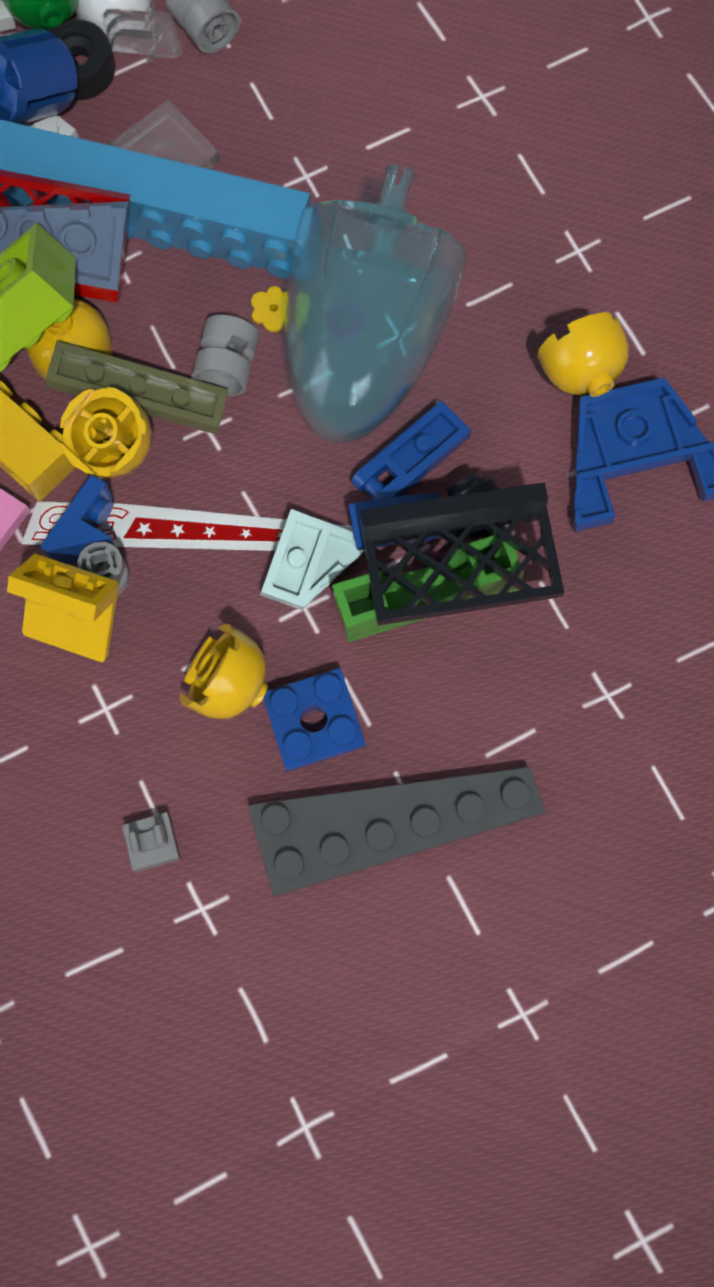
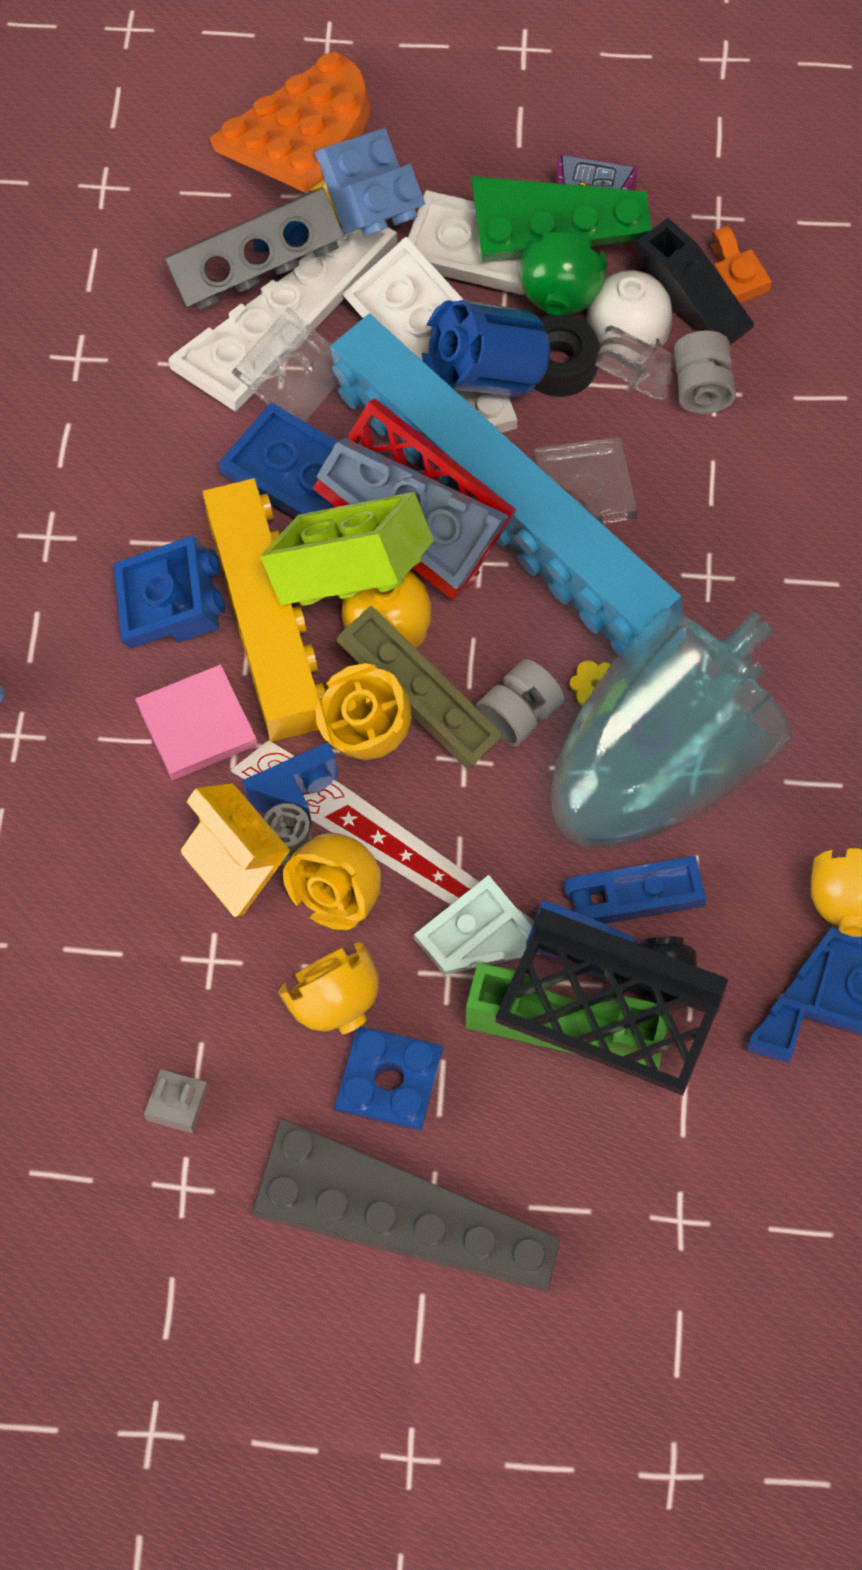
camera: 30 degrees right, 10 degrees down
(167, 584) = (334, 879): none -> yellow cylinder

